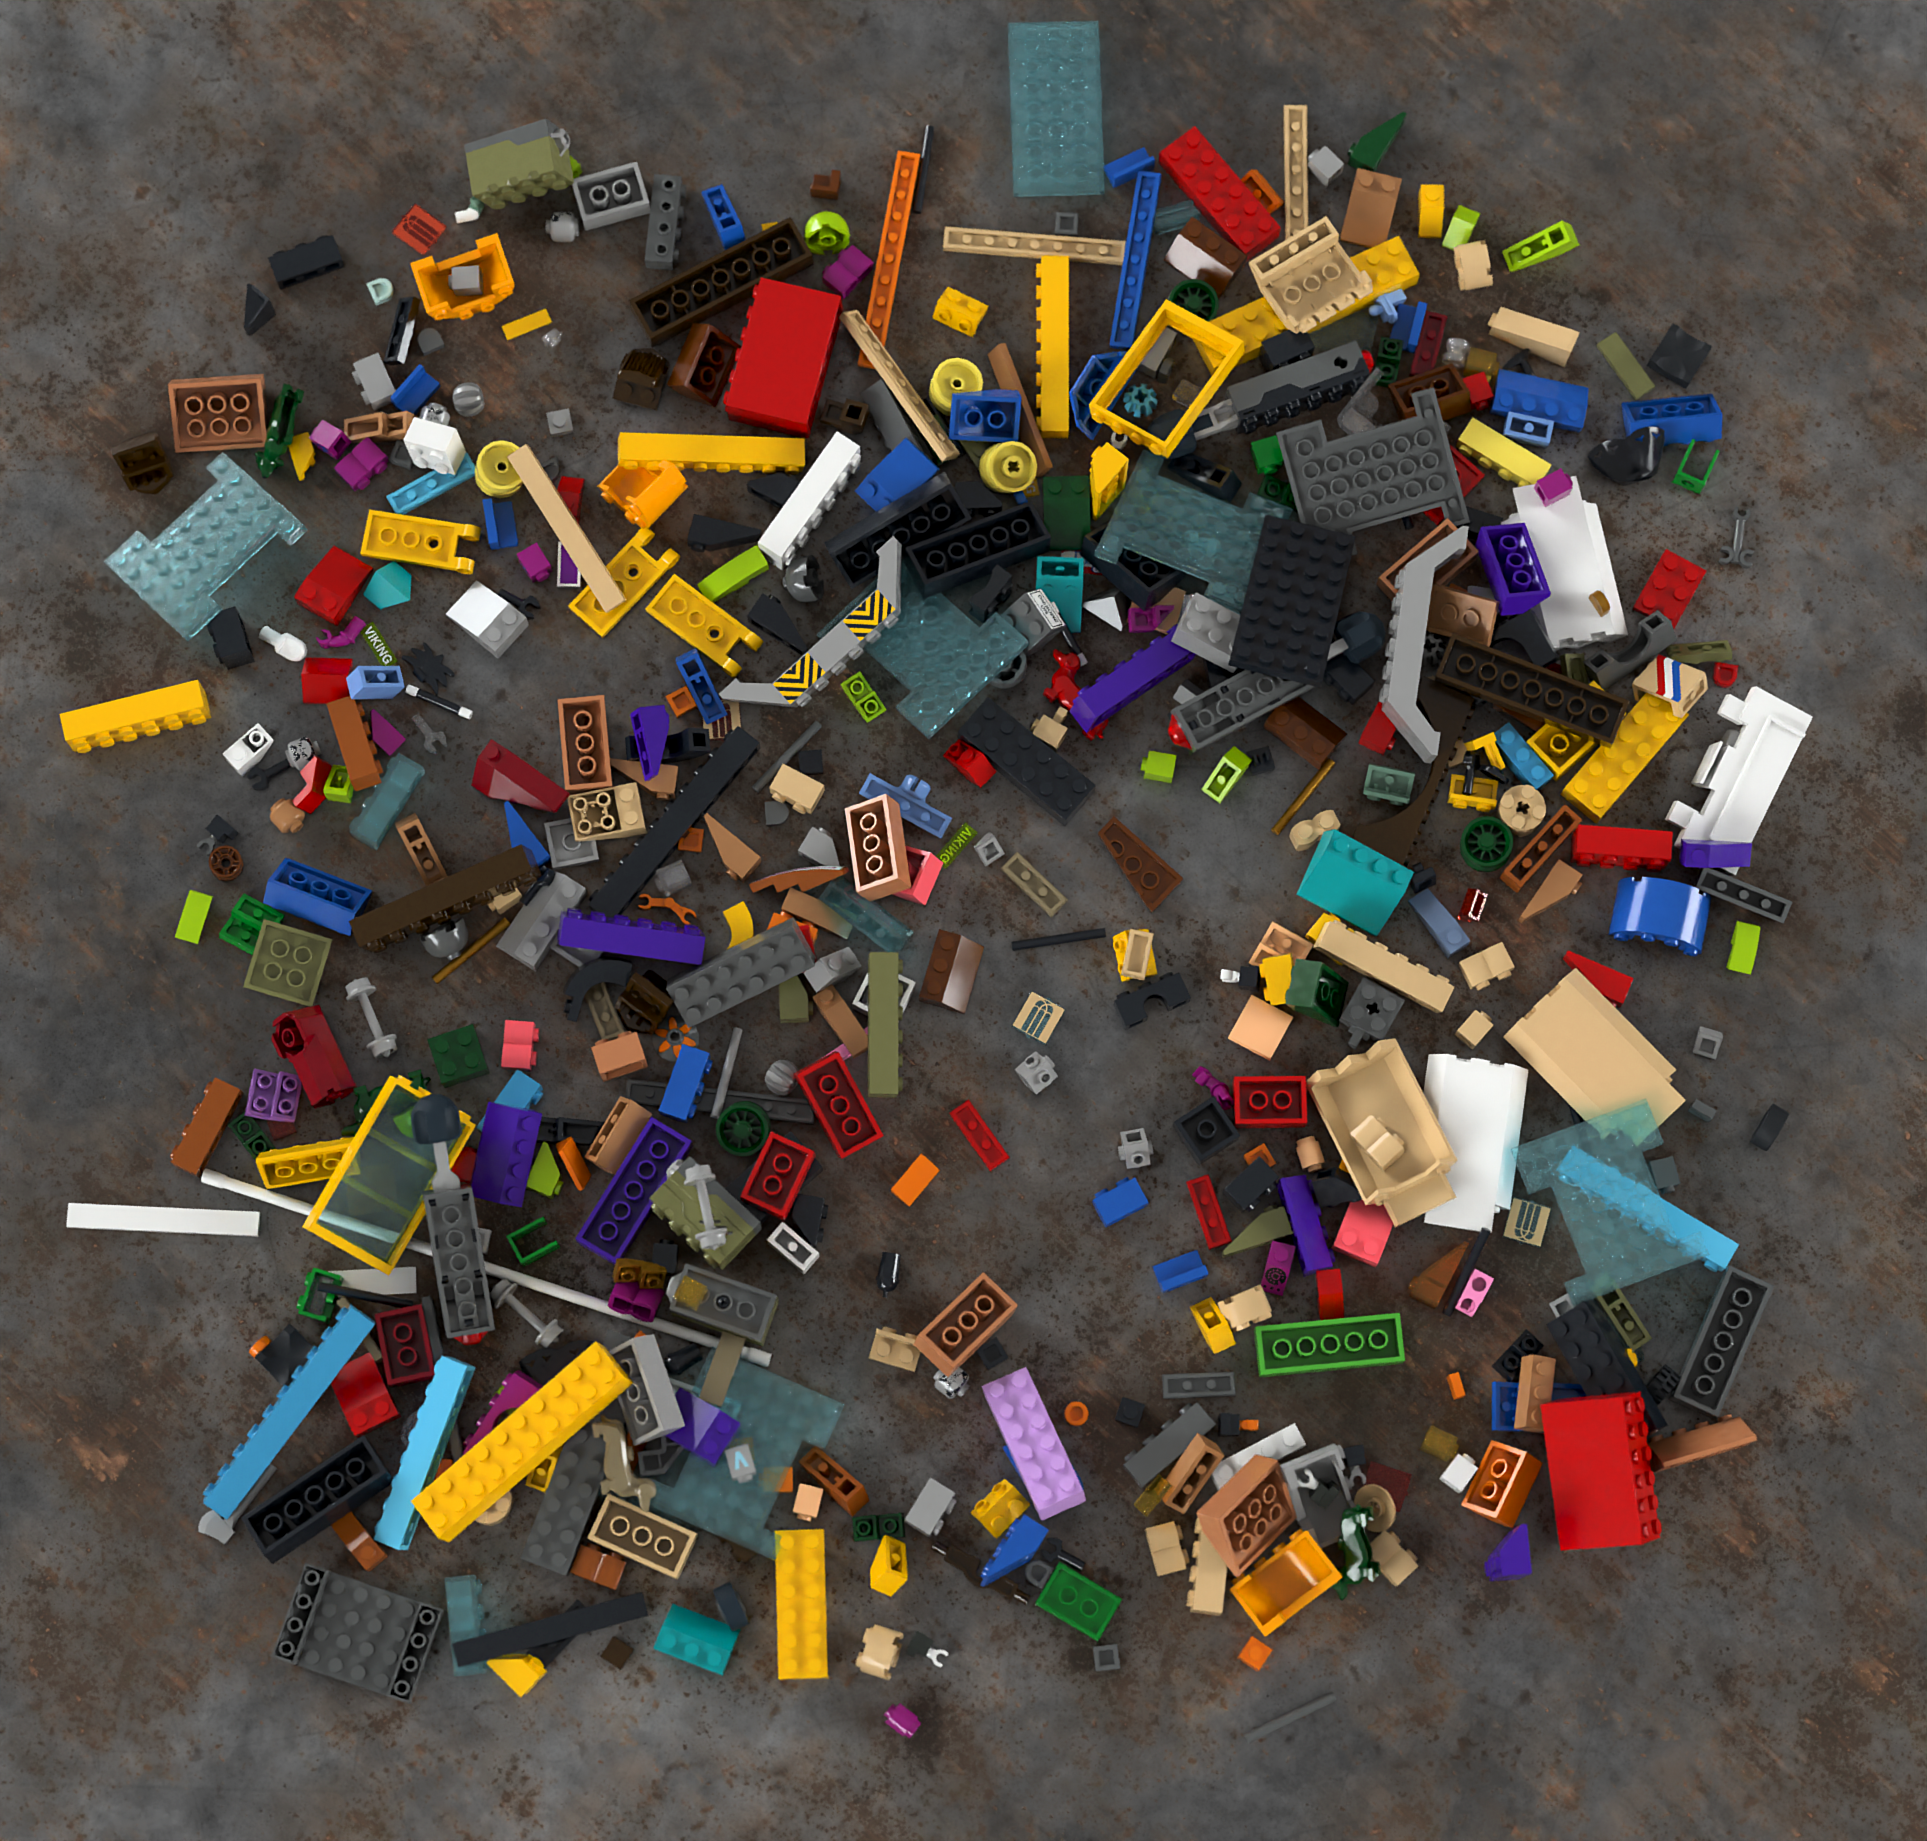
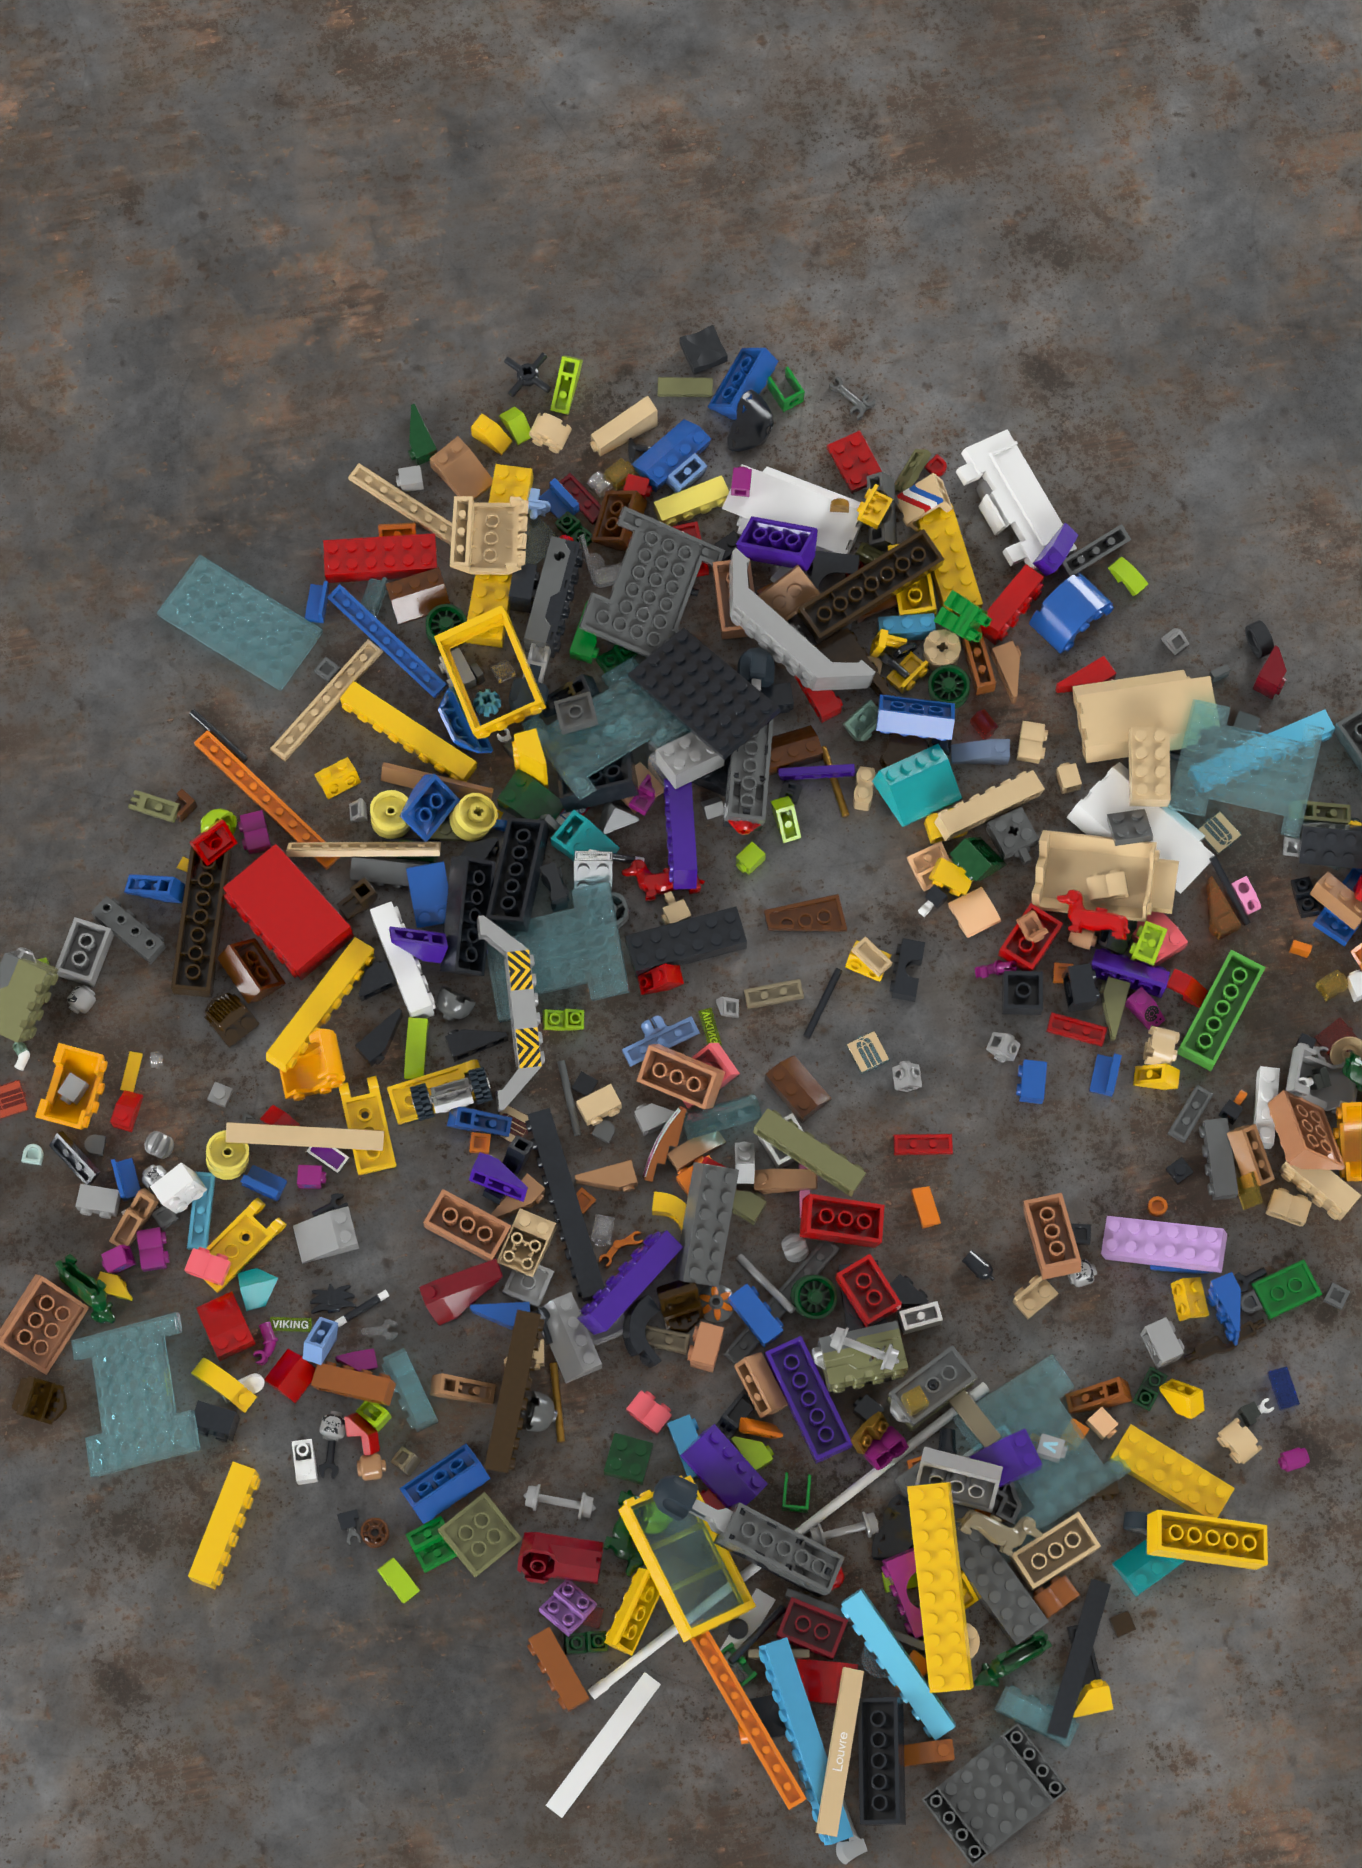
camera: 55 degrees left, 5 degrees down
(270, 618) = (224, 1384): none -> yellow arch
(272, 1341) = (748, 1720): none -> orange plate
(297, 1451) = (839, 1752): none -> tan tile
(316, 845) = (406, 1461): none -> dark tan slope
(362, 1275) = (738, 1629): none -> black piece
(377, 526) = (208, 1266): none -> coral brick
(482, 345) = (126, 1111): none -> red slope
(505, 1565) = (1013, 1659): none -> dark green animal
(704, 638) = (451, 1094): none -> plate
(752, 1681) = (1207, 1539): none -> yellow brick
(801, 236) = (213, 842): none -> red slope
(807, 160) = (155, 806): none -> olive hinge
(833, 501) = (422, 944): none -> dark purple slope
(940, 353) = (358, 811): none -> light grey slope
(971, 1663) = (1283, 1388): none -> clear blue tile
(1056, 541) = (552, 824): none -> dark grey tile
(1186, 491) = (576, 713): none -> dark grey plate
(1277, 1093) = (1031, 927): none -> nougat bracket
(1297, 772) = (817, 772): none -> dark purple tile
(1326, 1145) = (1091, 919): none -> red animal
(1345, 1223) = (1149, 943): none -> lime bracket
(1423, 829) = (915, 717): none -> slope
(1456, 1123) = (1129, 827): none -> dark grey plate
(1516, 206) = (527, 369): none -> black bar
(1537, 1100) = (1149, 766): none -> tan brick
(1566, 805) = (969, 620): none -> green hips
(1624, 638) = (874, 508): none -> yellow bracket
(1736, 1164) = (1271, 677): none -> dark red slope

